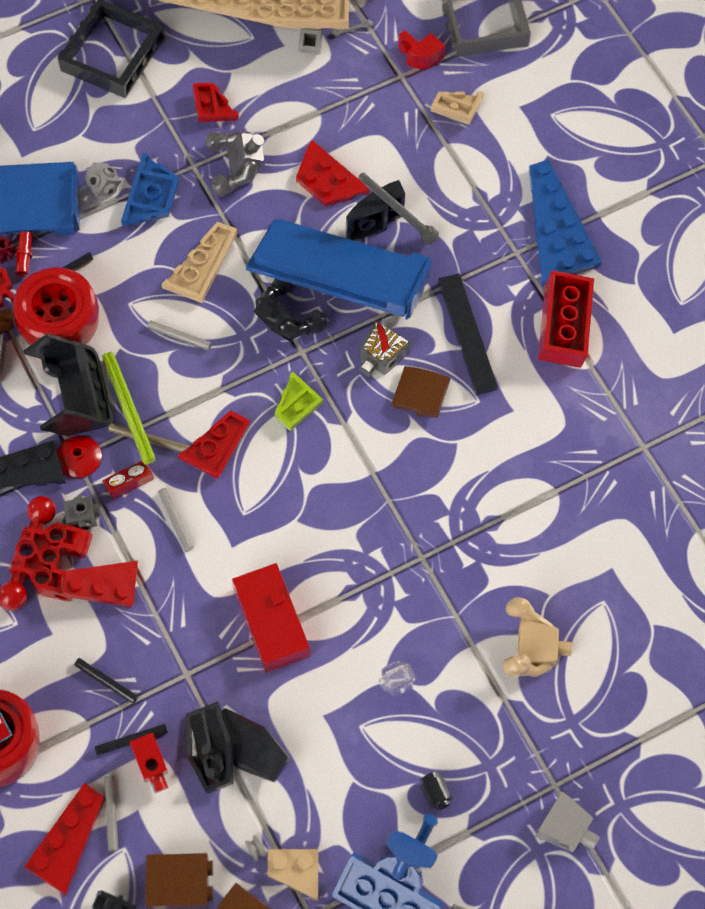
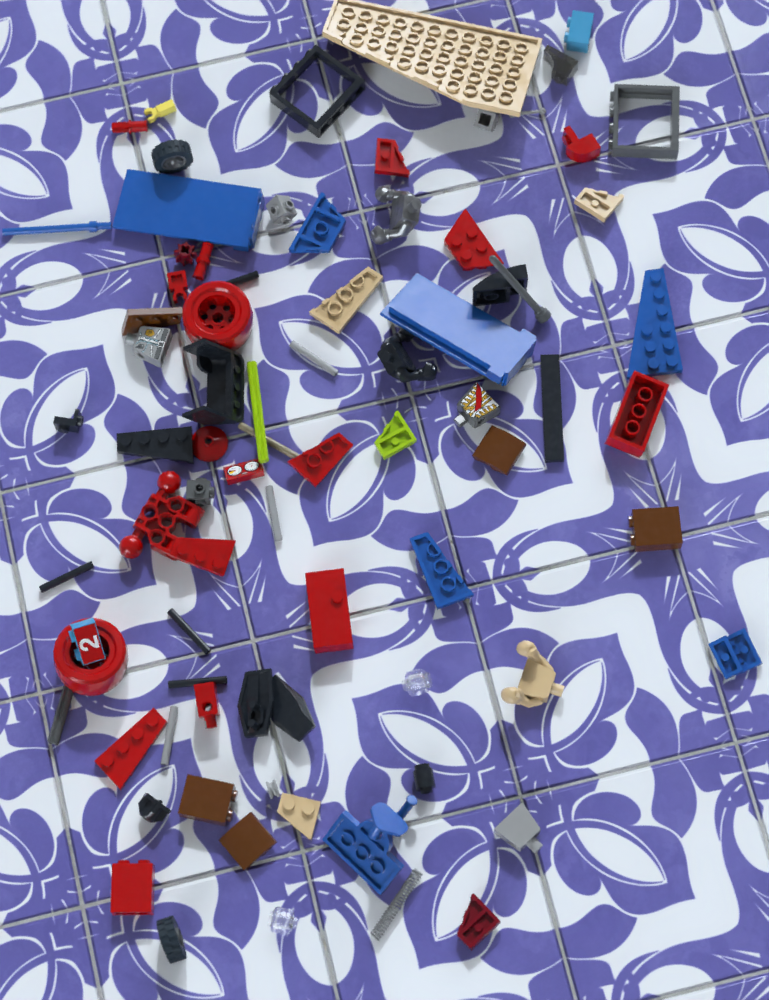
camera: 20 degrees right, 5 degrees up
(389, 546) = (440, 576): none -> blue wing
(624, 440) = (655, 529): none -> reddish brown brick

